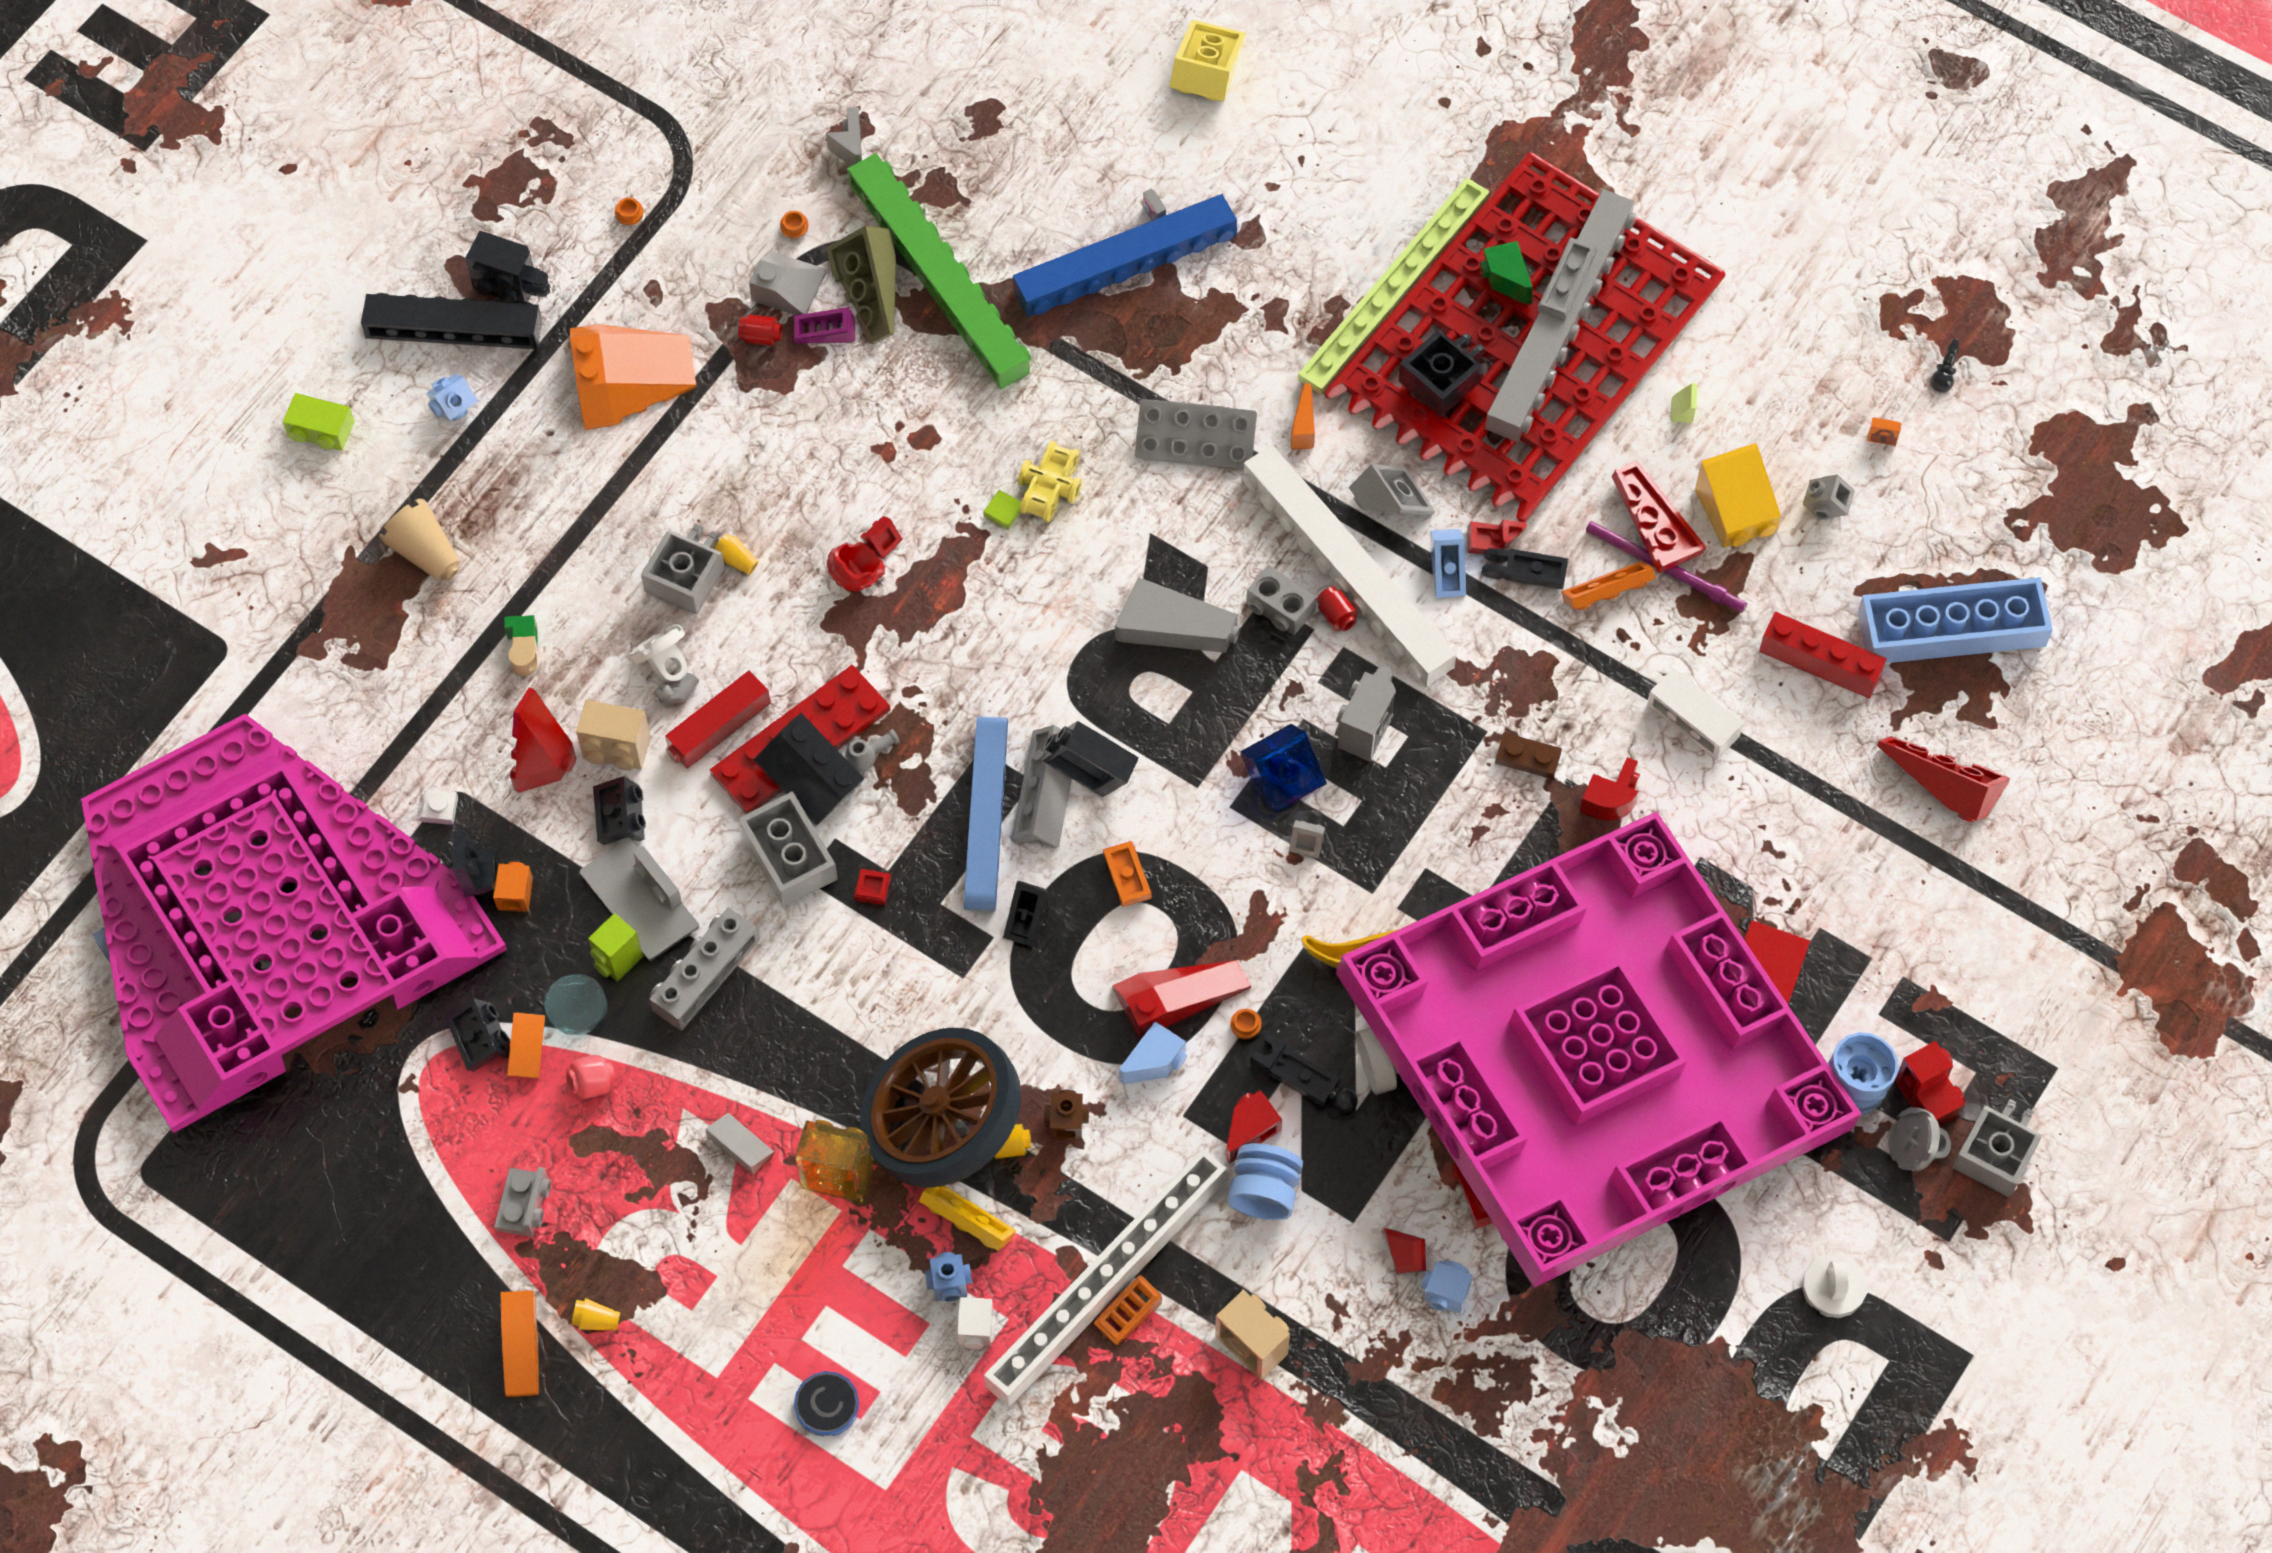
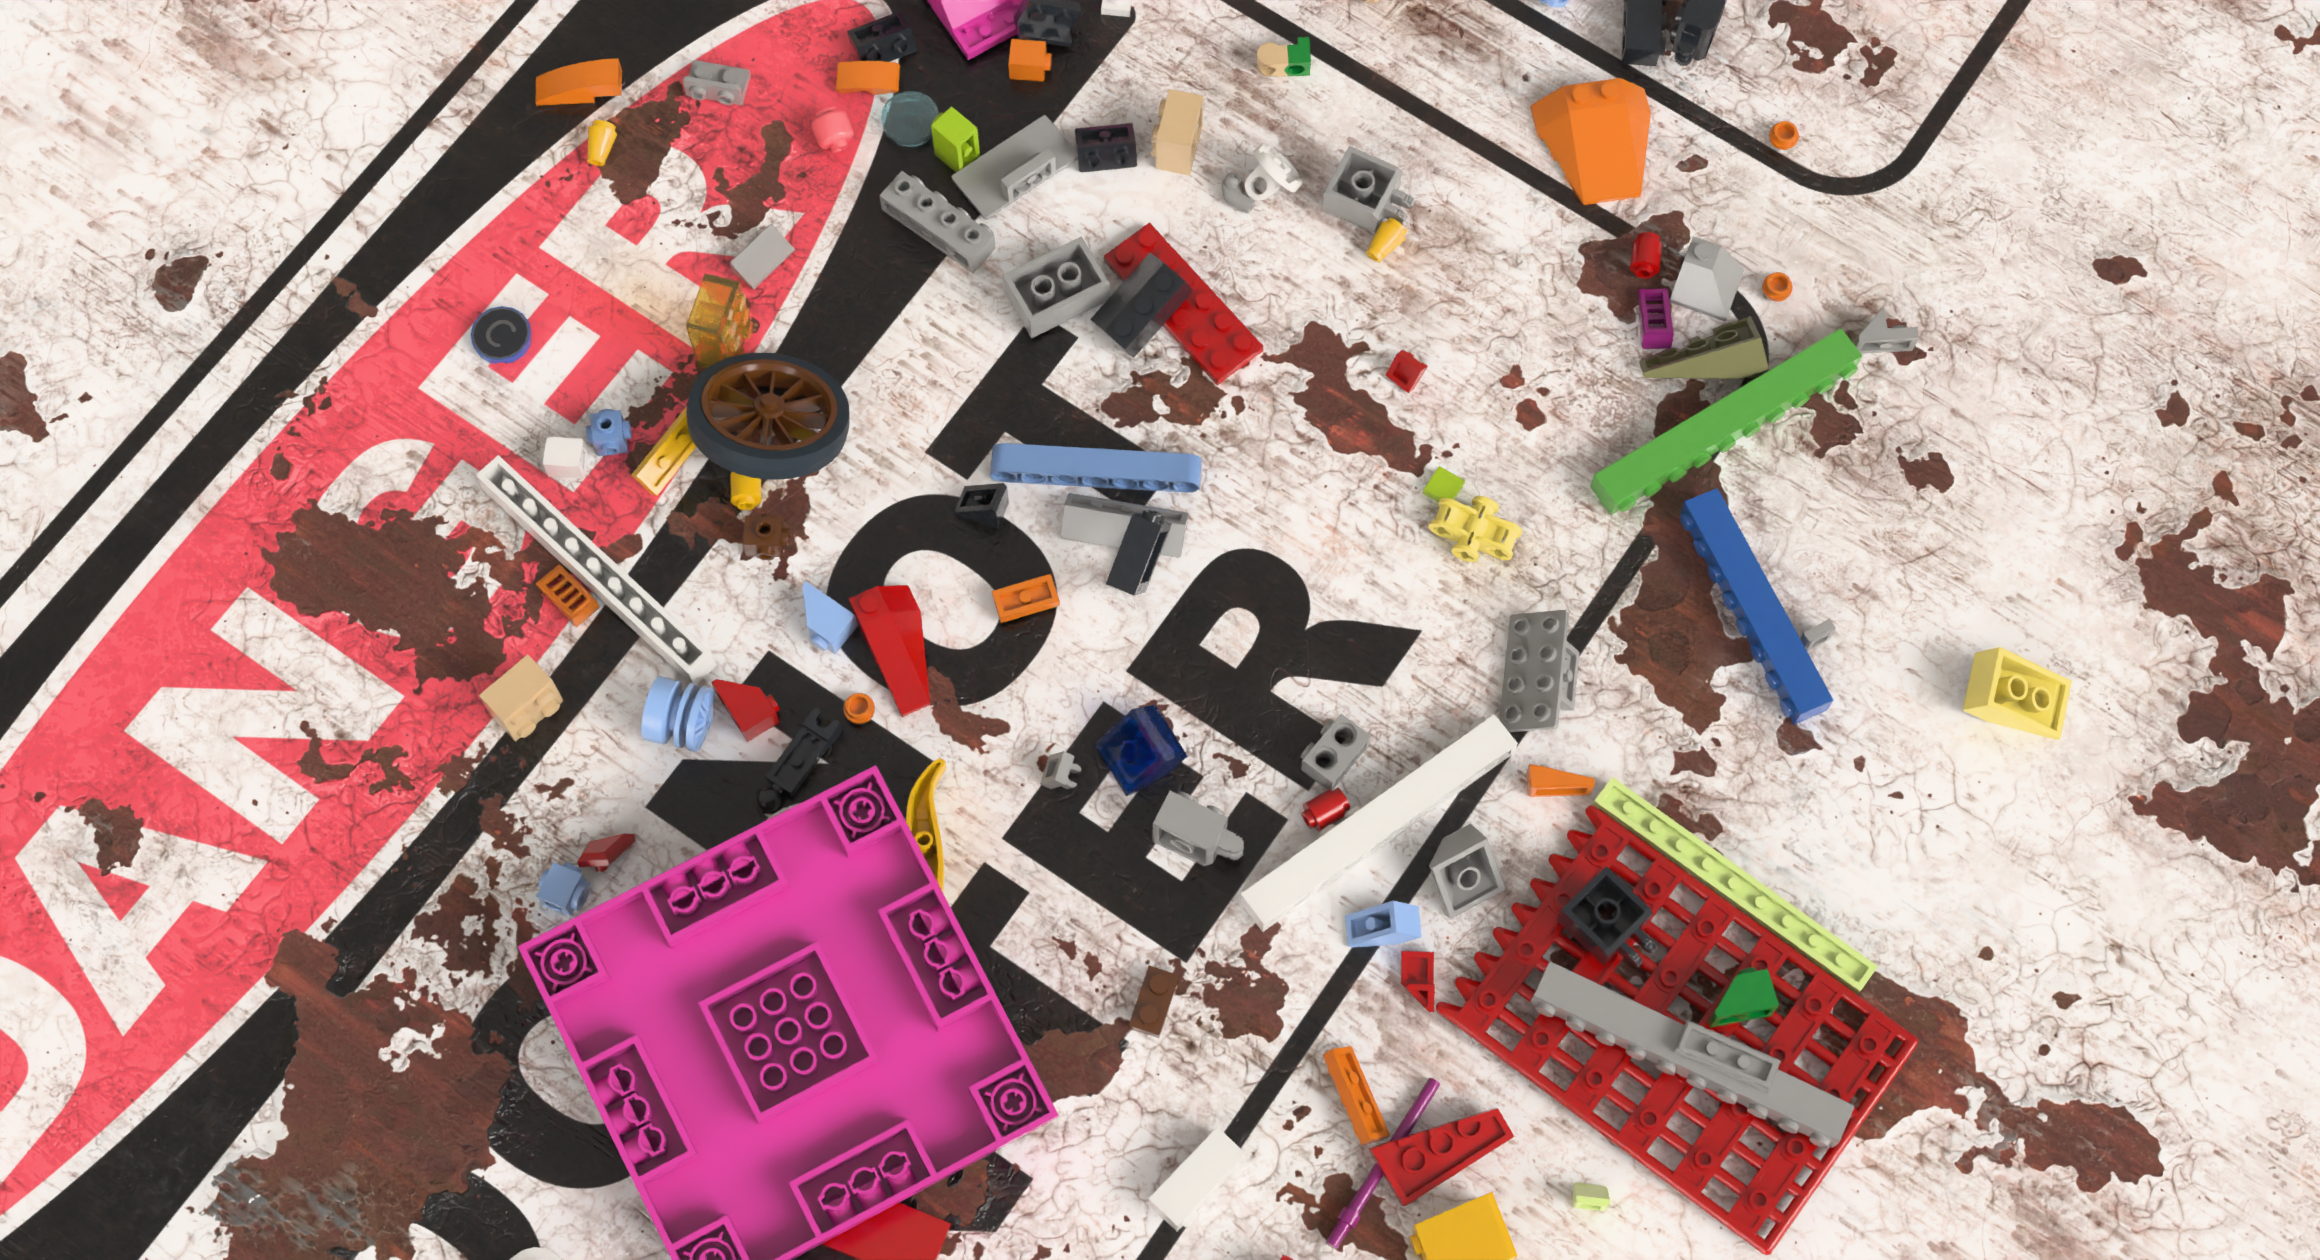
camera: 90 degrees right, 5 degrees up
(541, 748) = (1162, 59): red wedge -> none
(717, 720) = (1201, 227): red brick -> none
(854, 566) = (1370, 344): red hair -> none
(866, 759) = (1169, 363): light grey bar -> none
(872, 887) = (1022, 369): red tile -> none
(1174, 620) = (1314, 641): light grey slope -> none
(1526, 567) = (1378, 1013): black hinge -> none
(1612, 799) = (1095, 1082): red brick -> none

